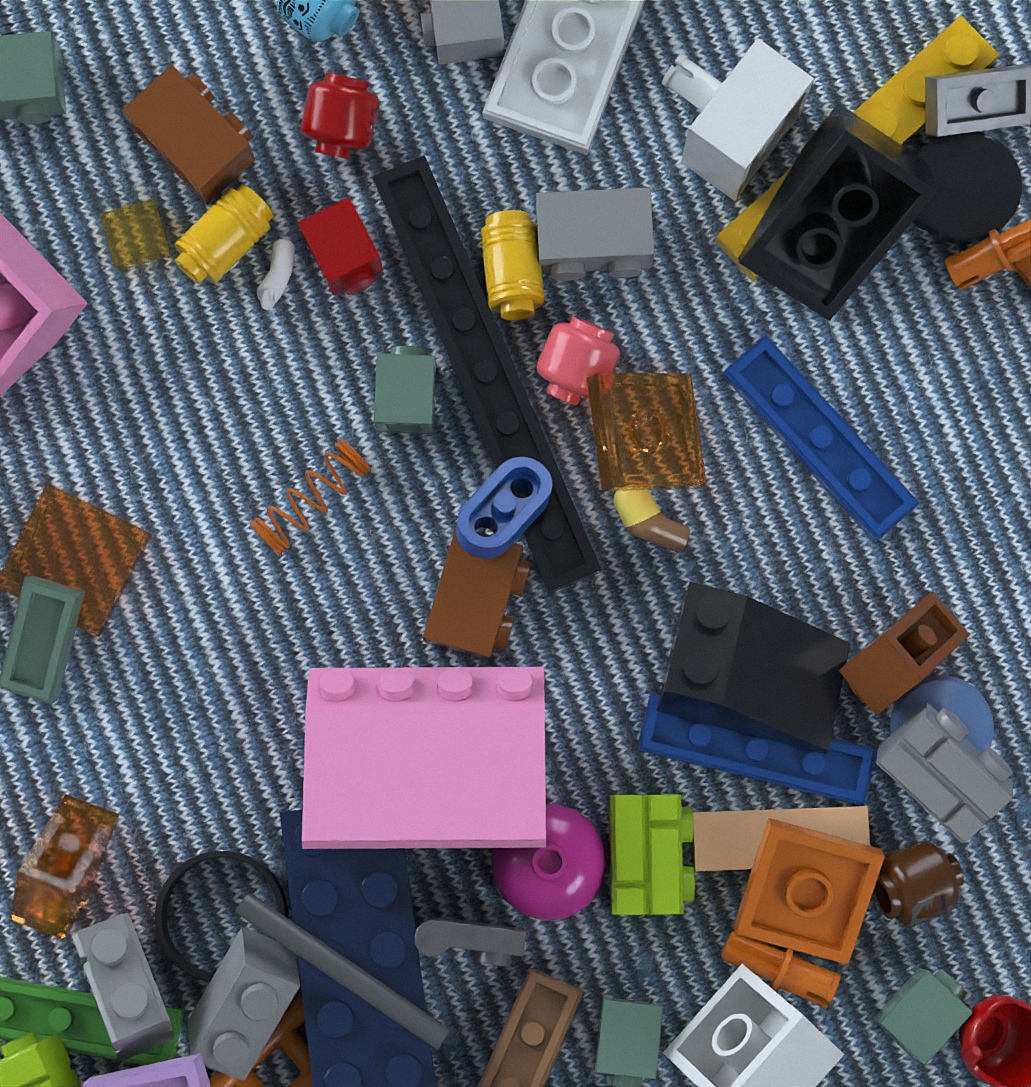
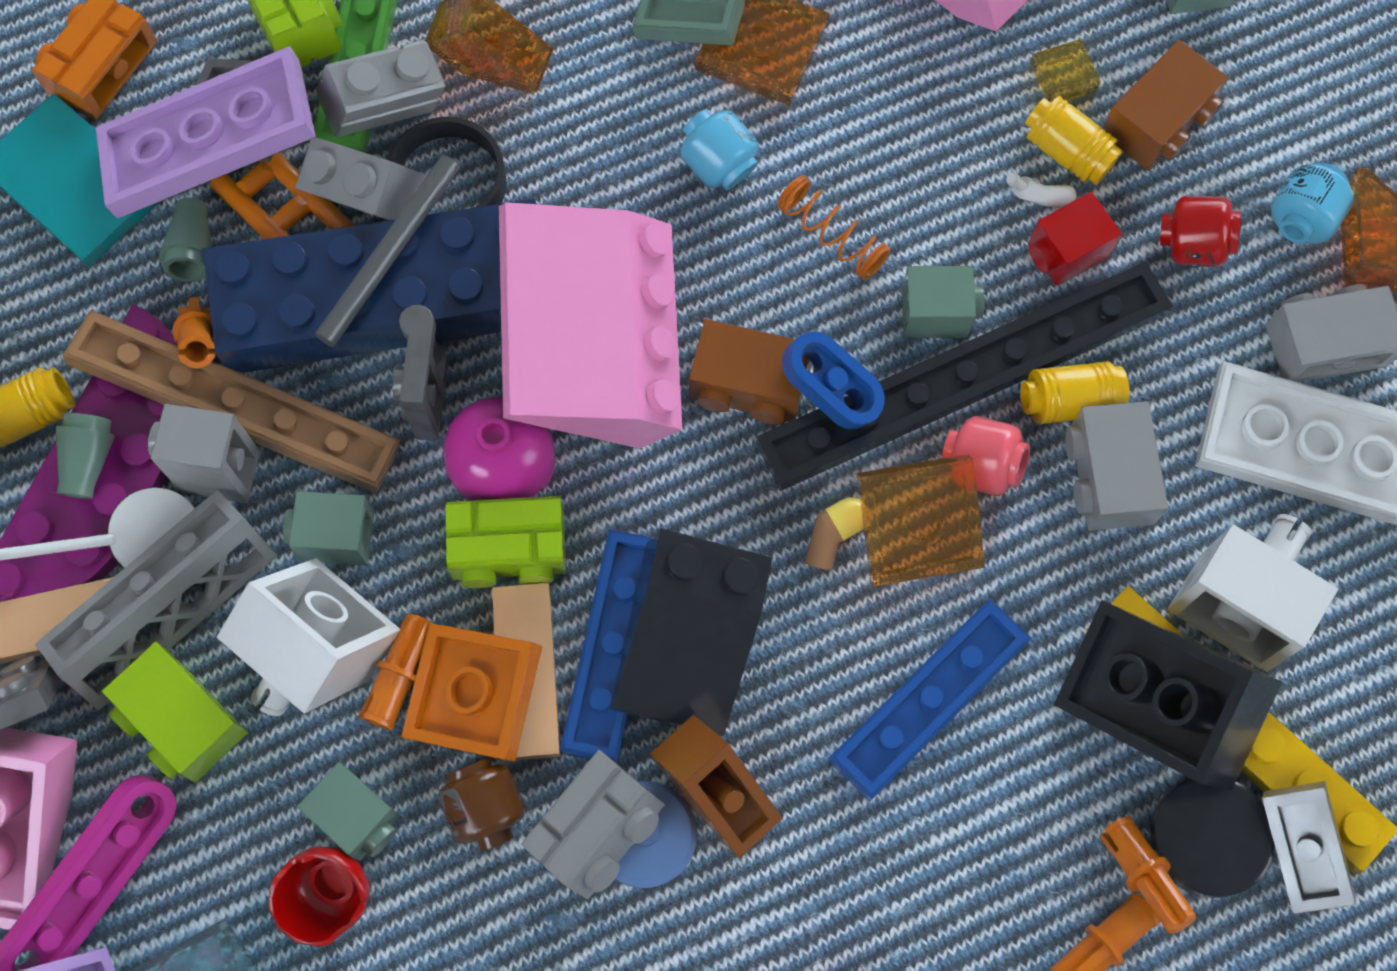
camera: 85 degrees right, 10 degrees down
(212, 613) = (719, 149): none -> medium azure head

